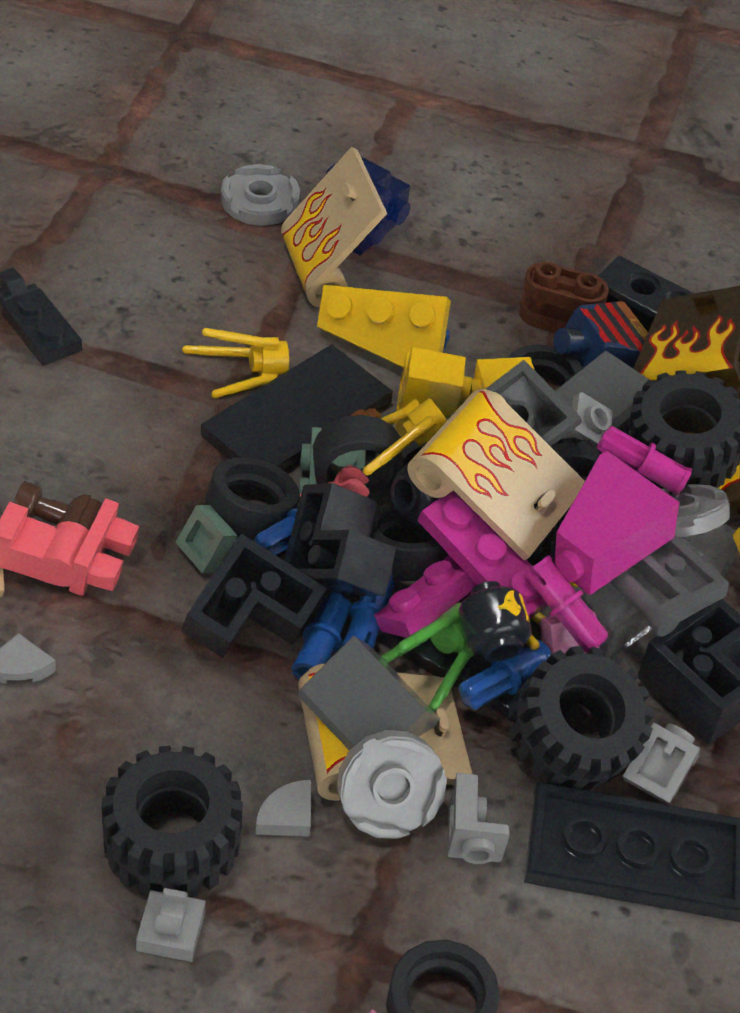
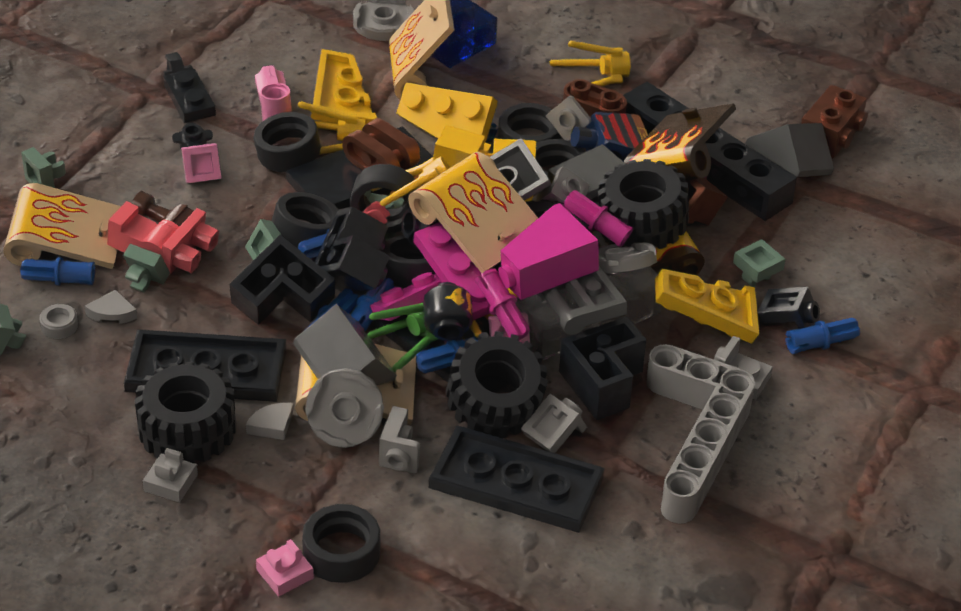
camera: 15 degrees right, 5 degrees down
(51, 593) = (144, 267): none -> sand green tile
(63, 389) = (192, 135): none -> black plate
(87, 426) = (201, 163): none -> bright pink tile
(156, 318) = (272, 92): none -> bright pink piece
(189, 359) = (286, 126): none -> black tyre
(221, 718) = (250, 363): none -> black tile
(236, 300) = (340, 87): none -> yellow wing
(321, 383) = (380, 144): none -> copper brick
(491, 314) = (526, 116): none -> black tyre
(545, 314) = (567, 116): none -> light grey bracket
(562, 233) = (613, 64): none -> yellow plant

